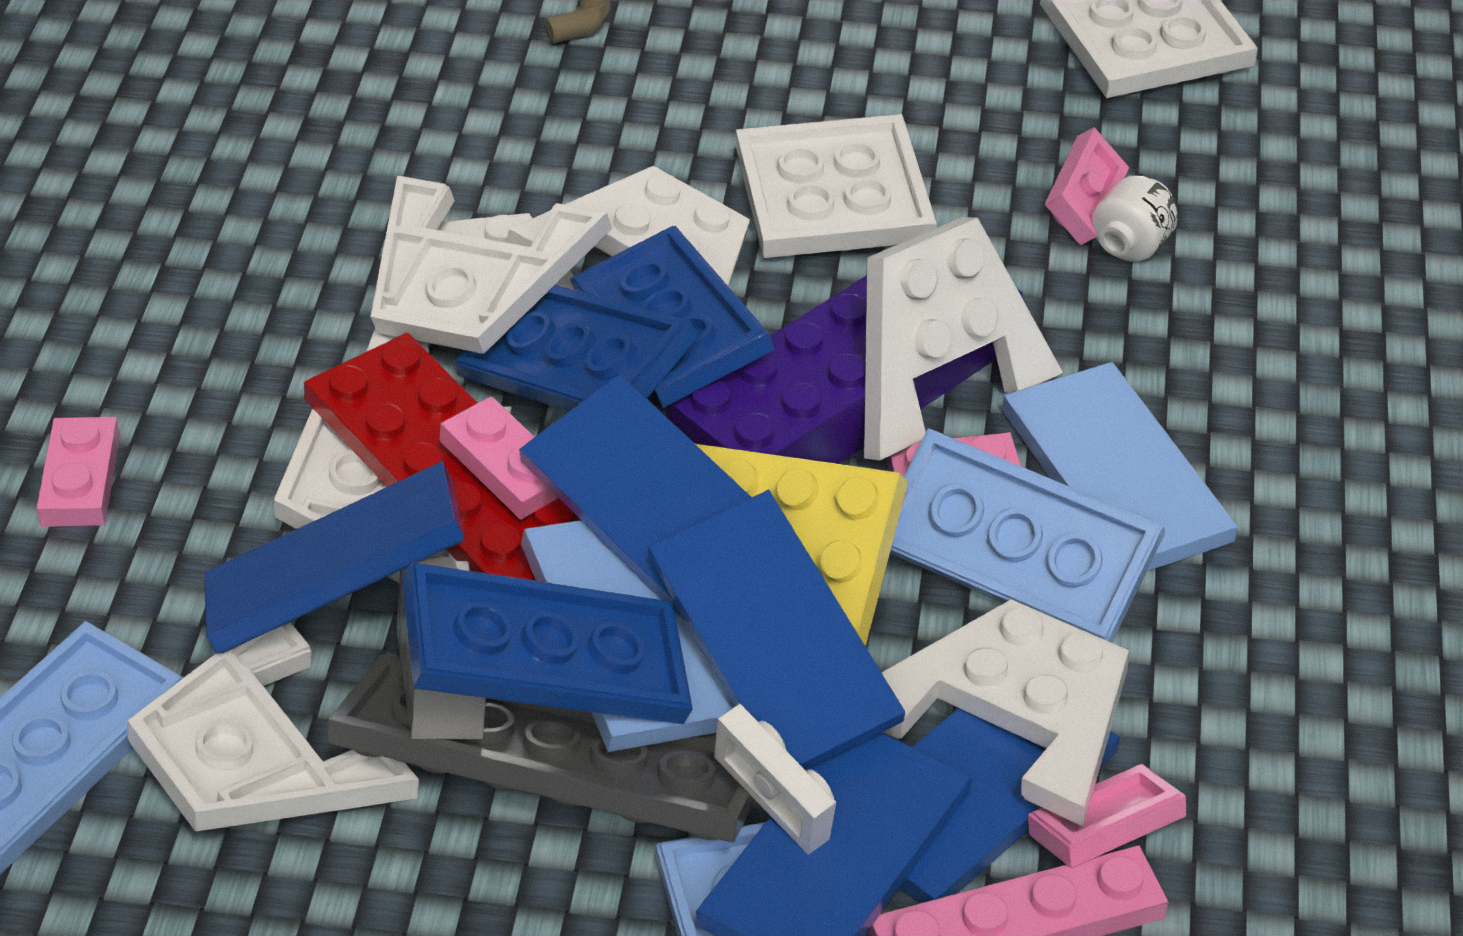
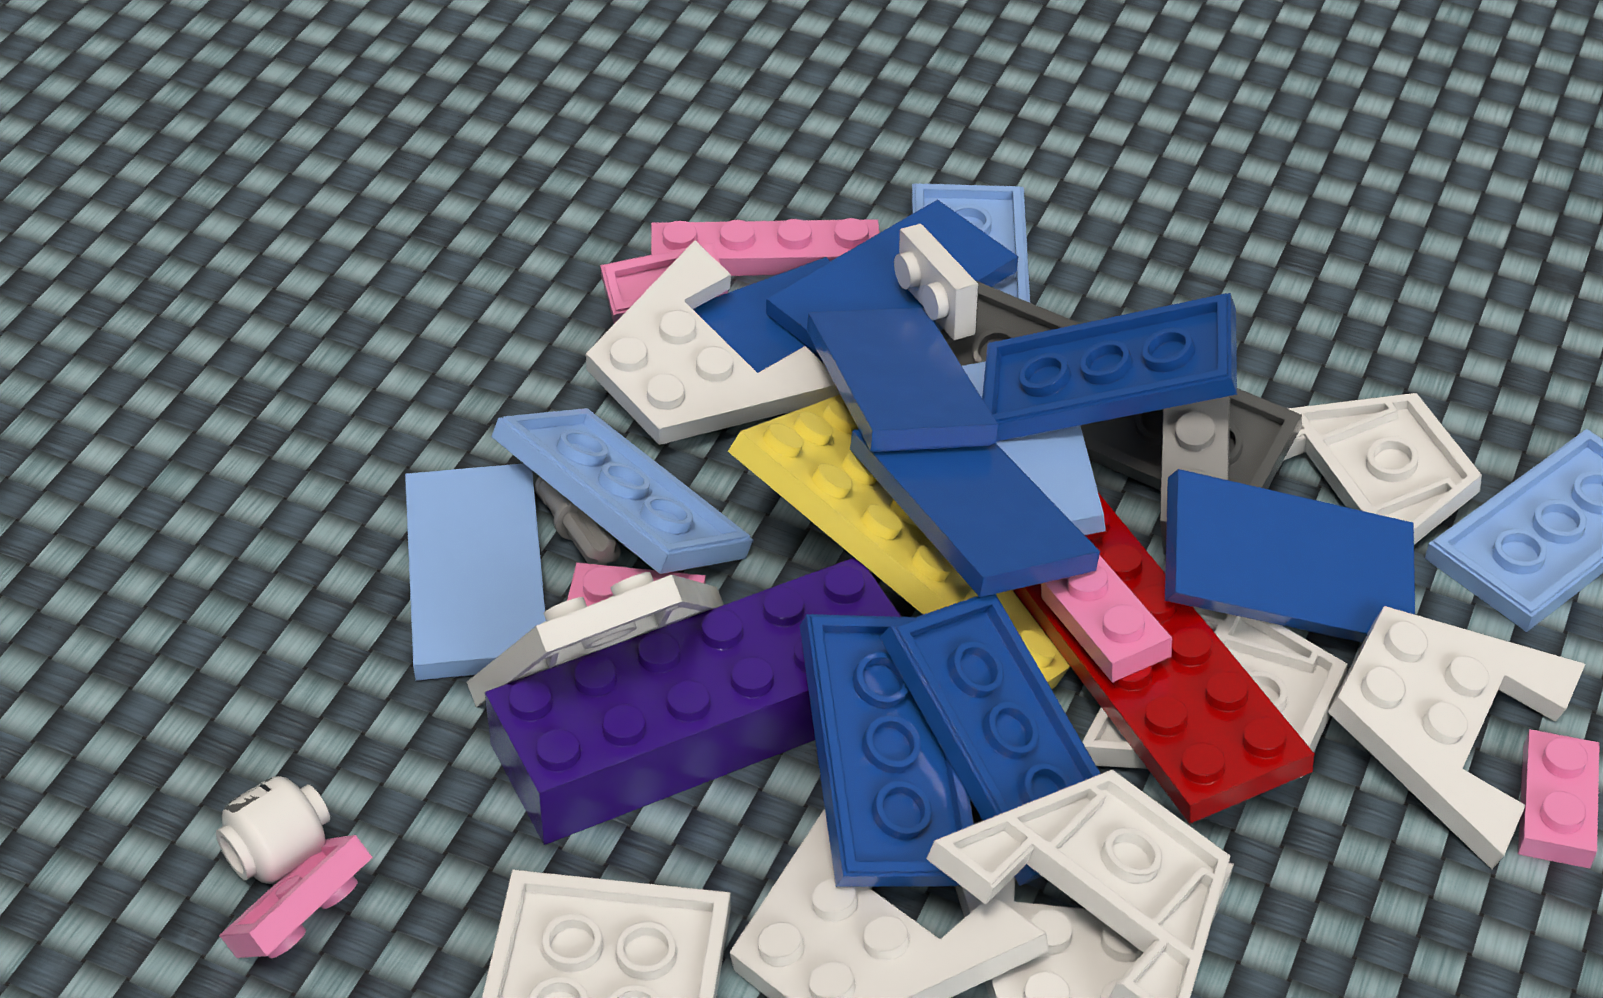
camera: 165 degrees left, 0 degrees up
(194, 511) = (1419, 706): none -> white wing

